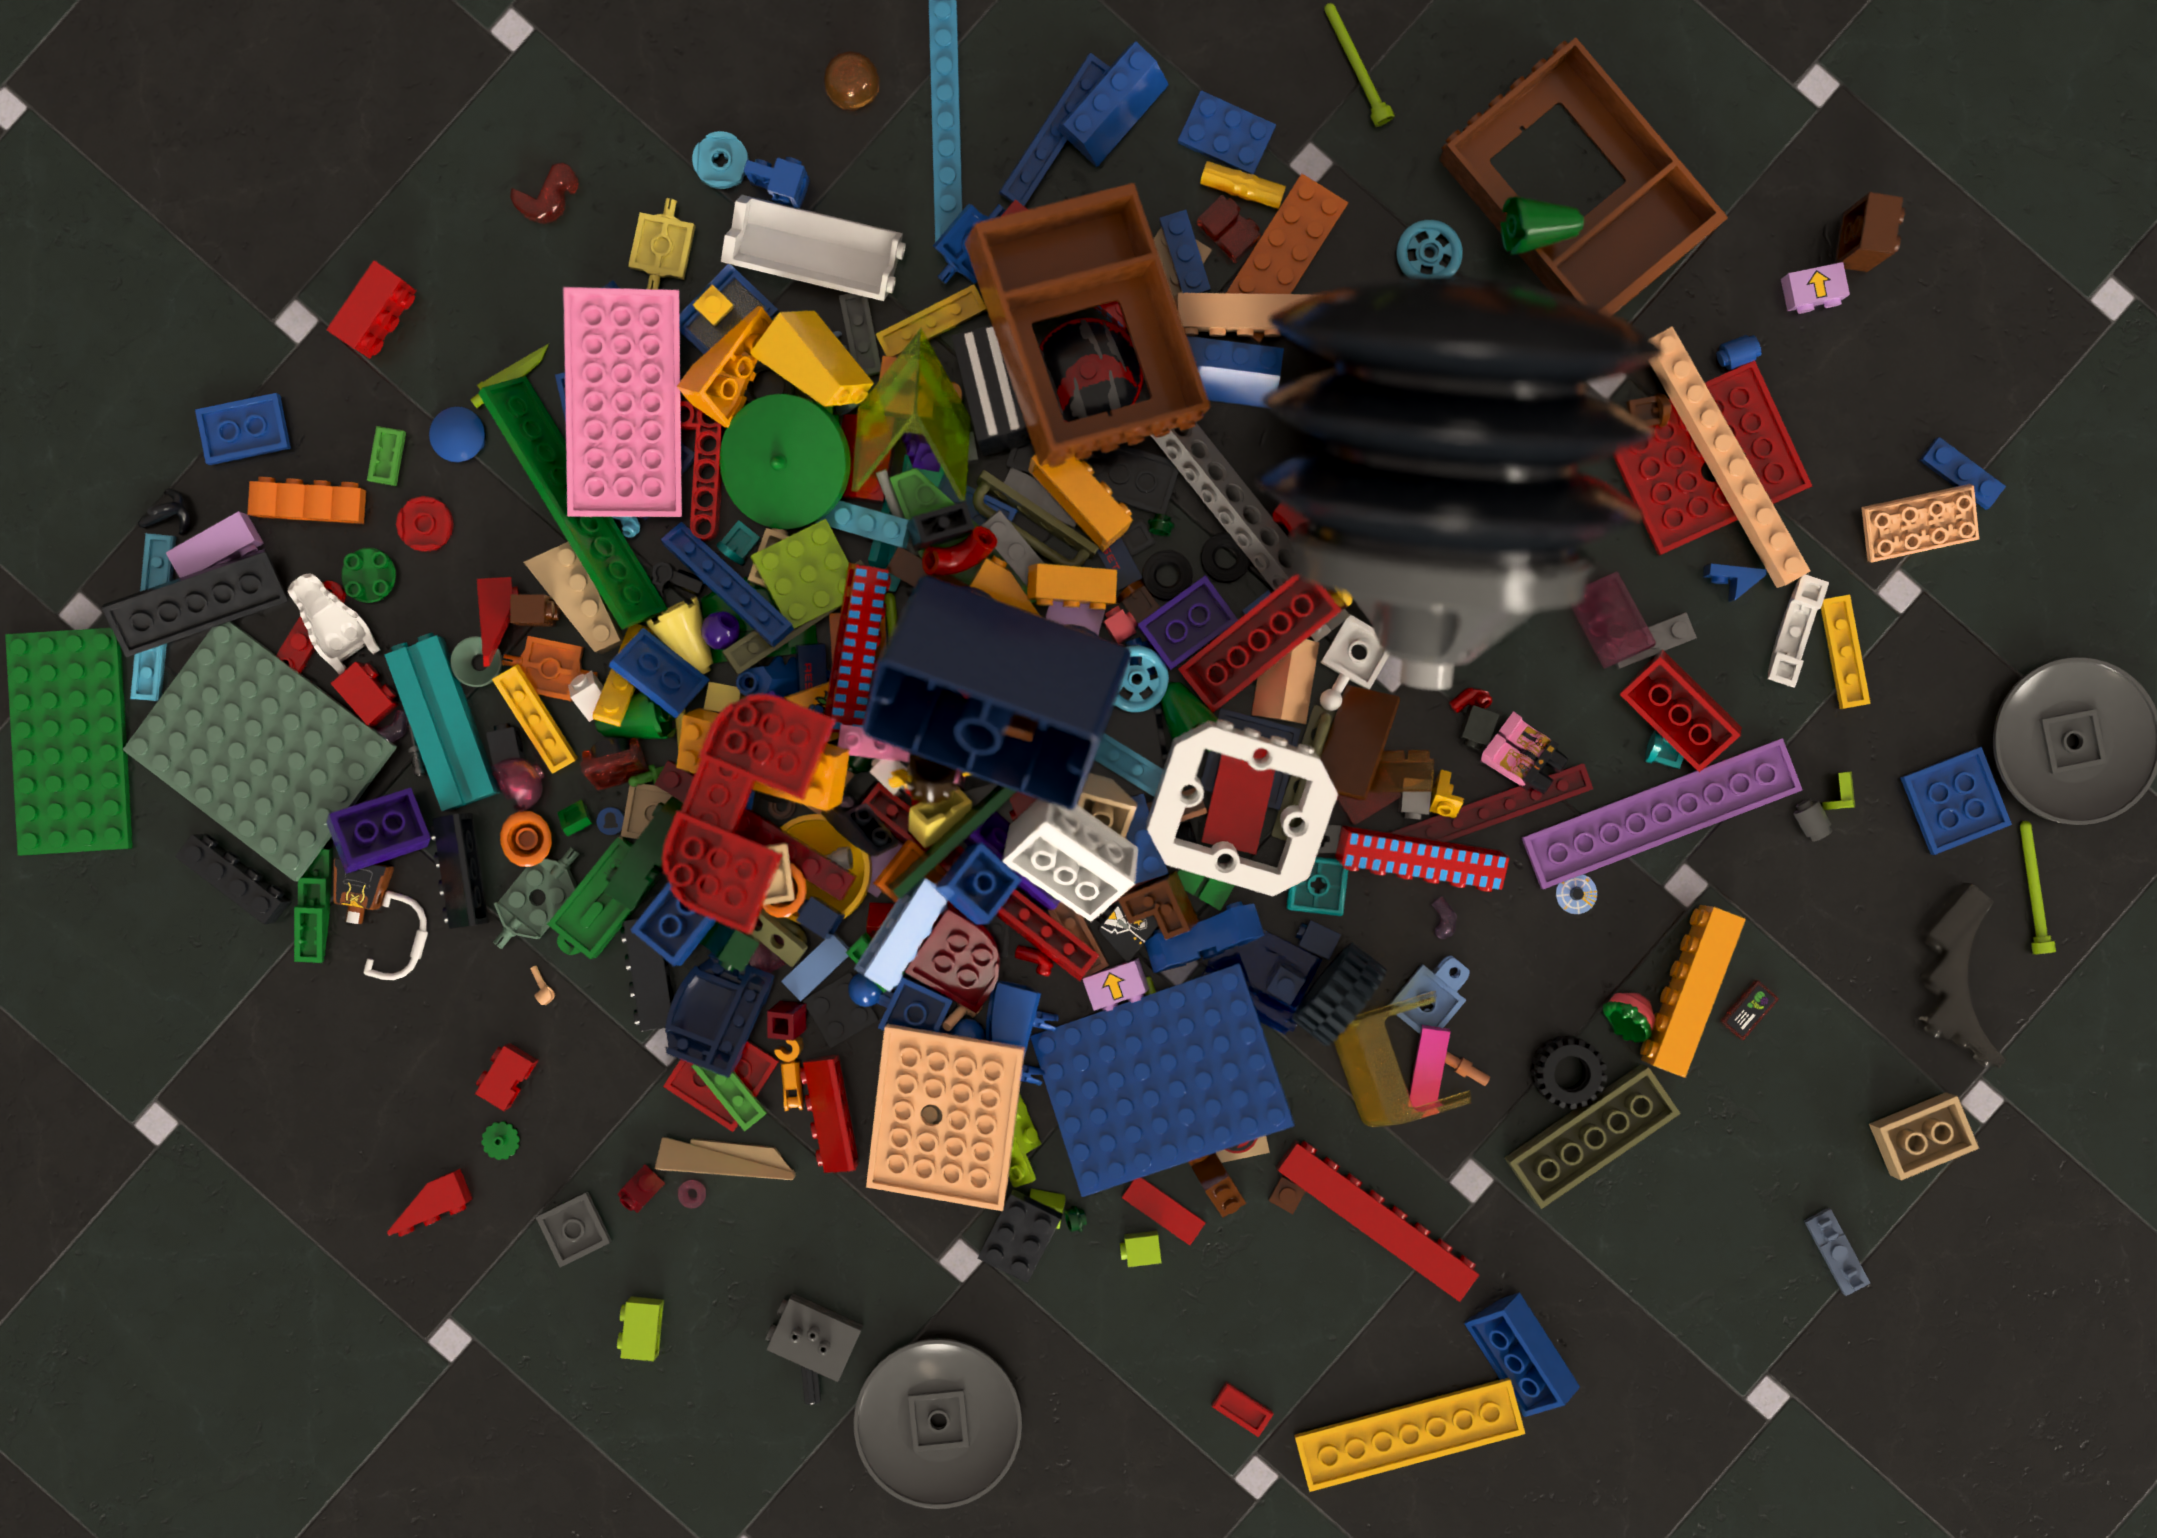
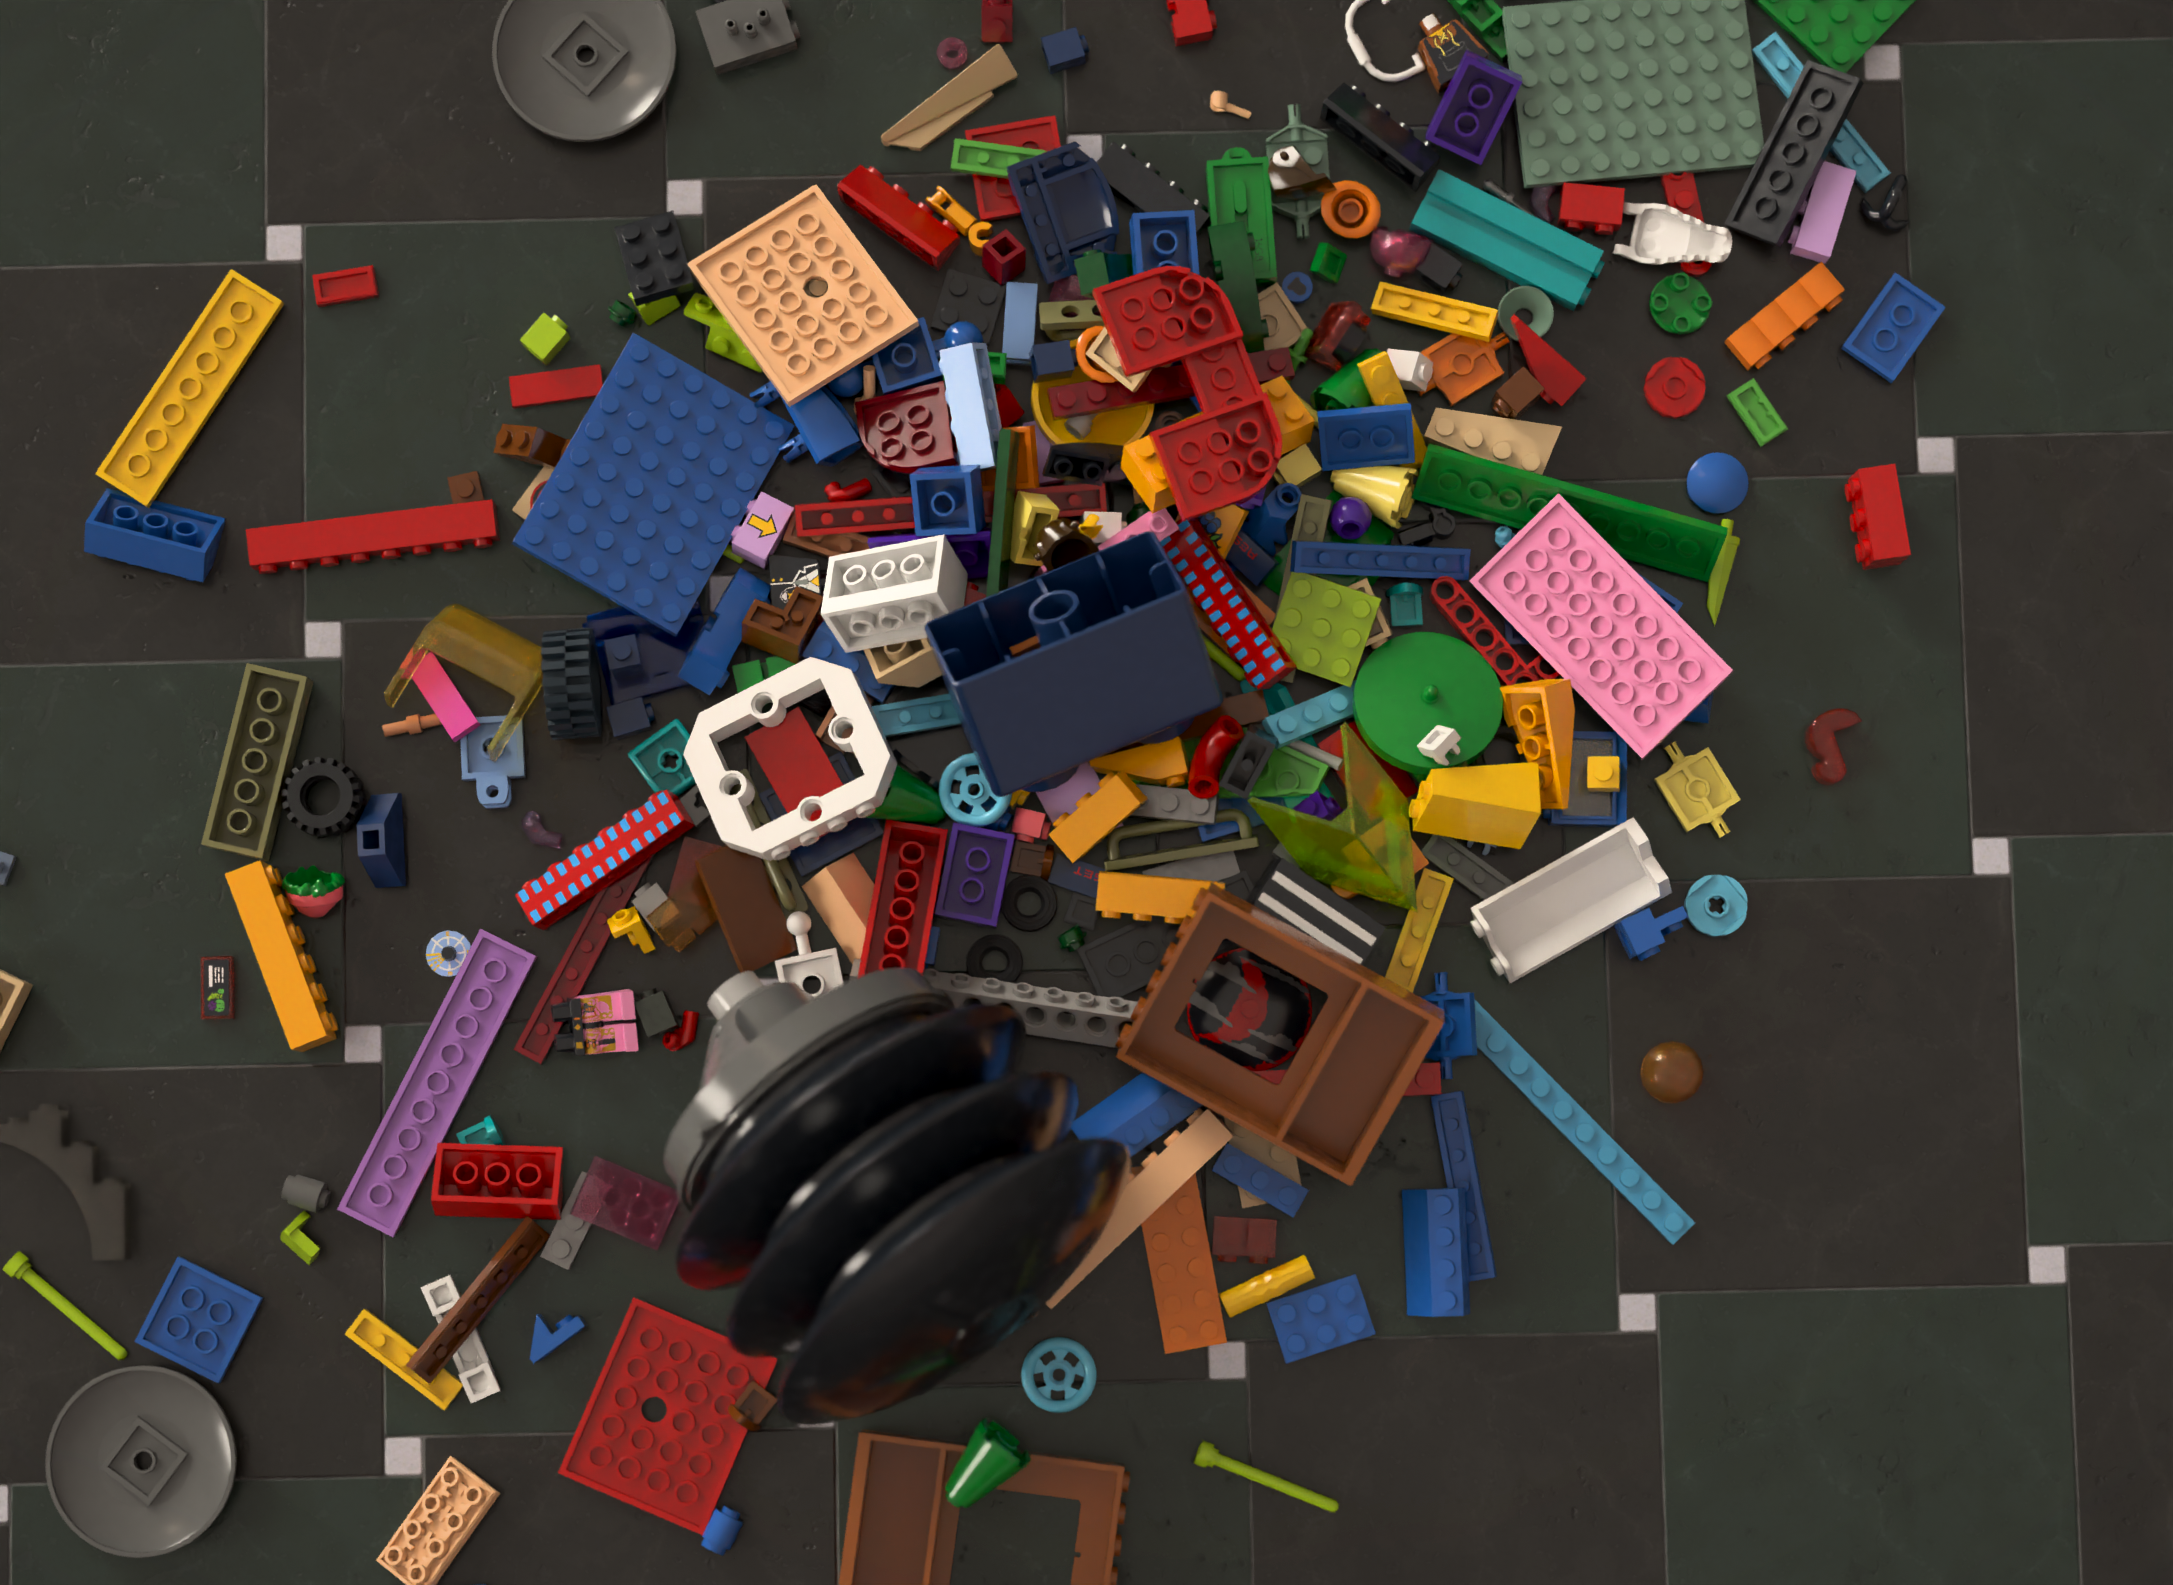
camera: 135 degrees right, 5 degrees down
(542, 893) = (1293, 177): none -> dark brown helmet
(615, 1125) = (1064, 50): none -> dark blue brick
(803, 420) = (1439, 742): none -> white tile
(1554, 1008) = (382, 840): none -> dark blue slope
(1727, 461) = (652, 1424): light nougat brick -> none
(1764, 644) = (478, 1300): none -> reddish brown tile

